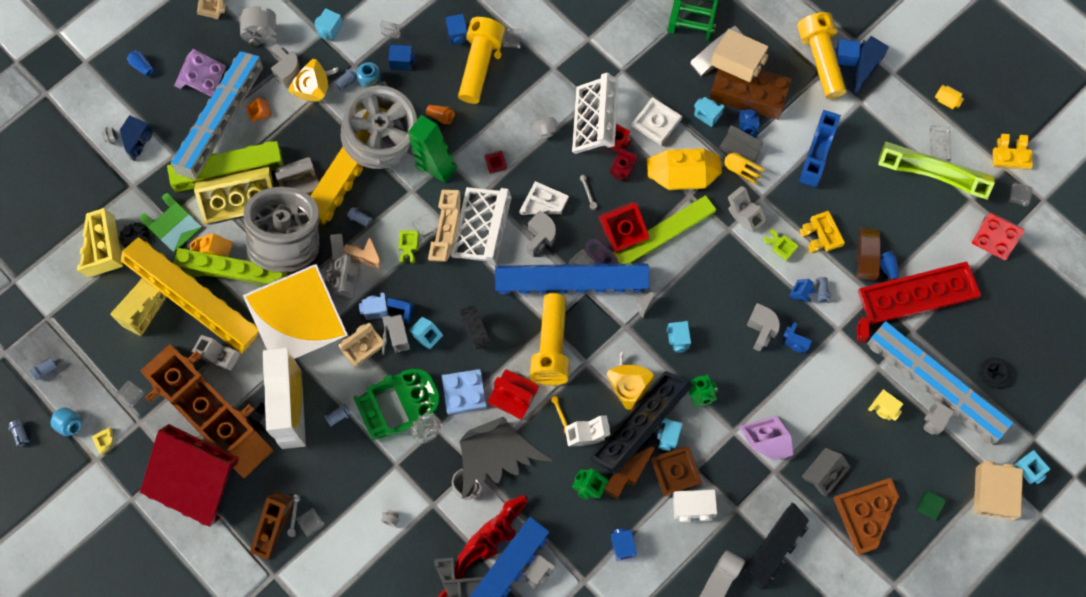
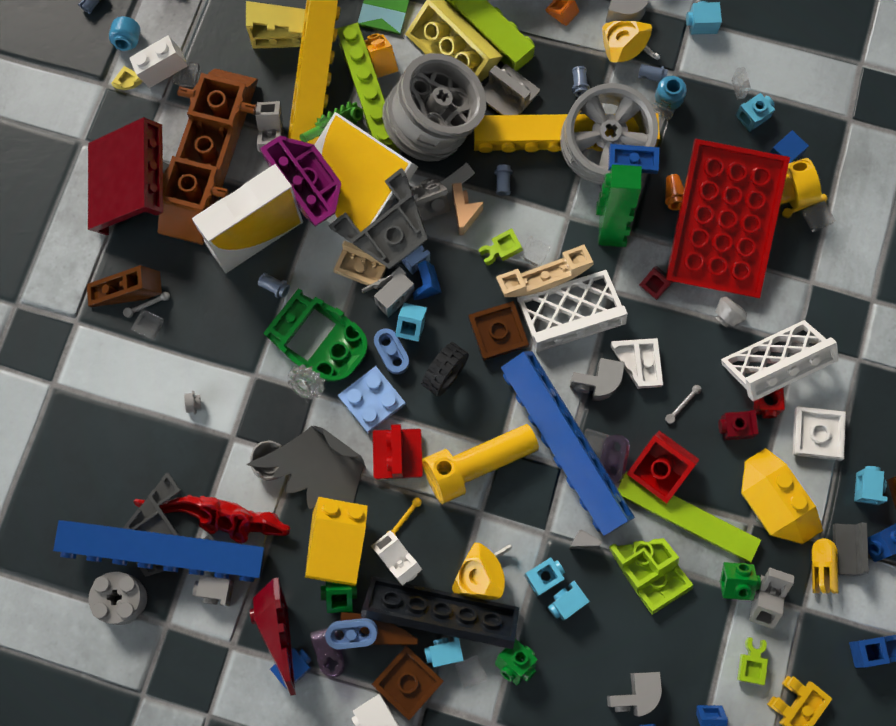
camera: 60 degrees right, 5 degrees up
(109, 406) = (158, 61): none -> white brick
(241, 307) = (350, 112): none -> bright green piece
(292, 334) = (308, 173): none -> magenta wedge
(324, 129) = (580, 80): none -> sand blue pin
(357, 307) = (392, 234): none -> dark grey wing
(401, 57) = (714, 113): blue brick -> none
(410, 116) = (635, 156): none -> blue plate
(416, 32) = (755, 111): none -> medium azure brick
(438, 357) = (392, 352): none -> medium blue plate
(466, 280) = (498, 331): none -> reddish brown plate
(482, 90) = (727, 218): none -> red plate
(553, 464) = (336, 541): none -> yellow slope
(590, 540) = (272, 621): none -> dark red wedge
(622, 513) = (325, 653): none -> clear purple piece
(625, 487) = (352, 633): none -> medium blue plate
(657, 335) = (534, 576): none -> medium azure brick
(688, 273) = (652, 572): none -> lime slope
(724, 223) = (739, 581): none -> green brick

